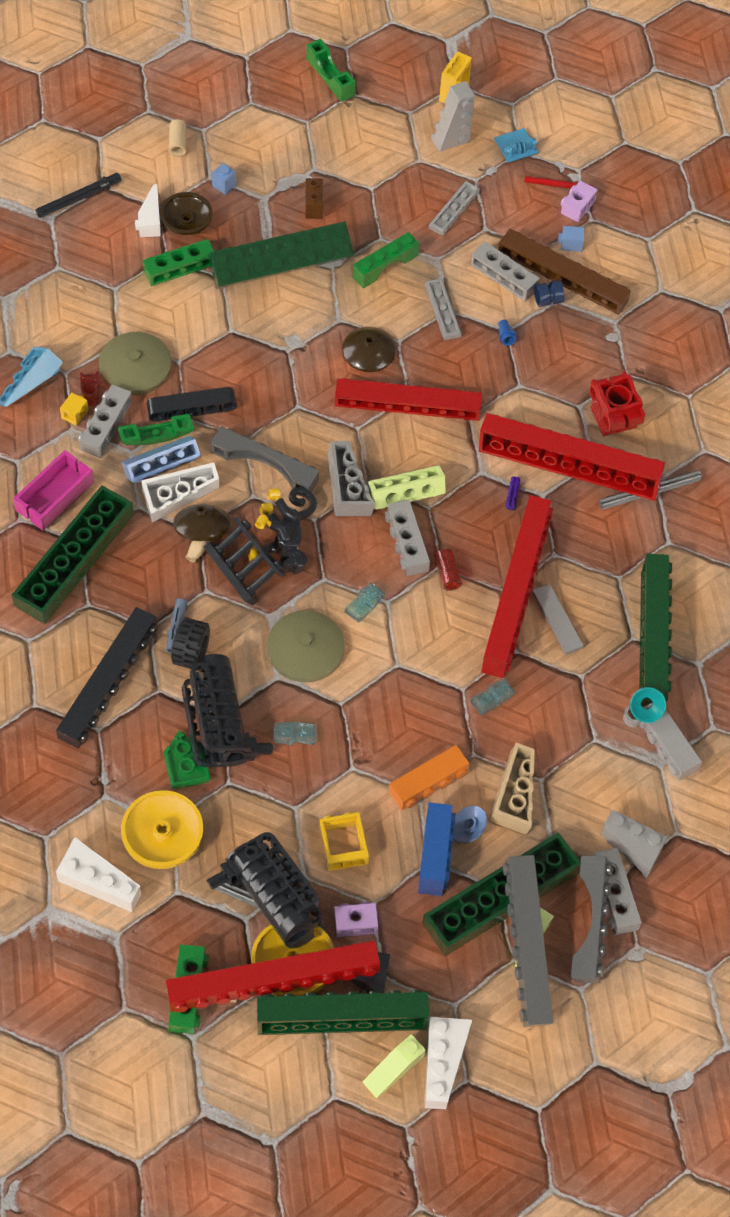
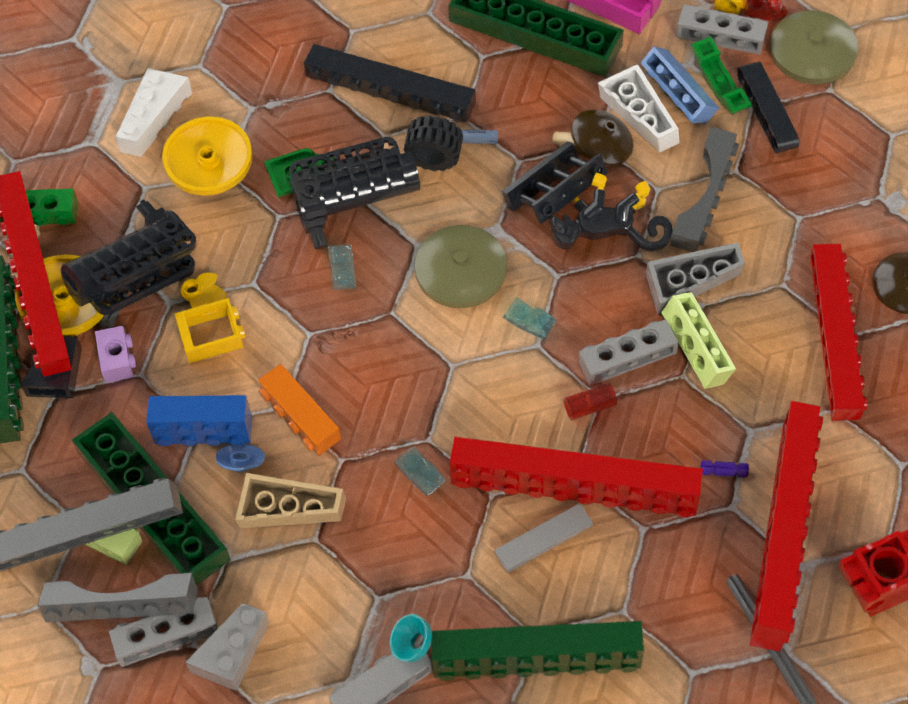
camera: 90 degrees right, 0 degrees up
(302, 845) = (205, 288): none -> yellow plate

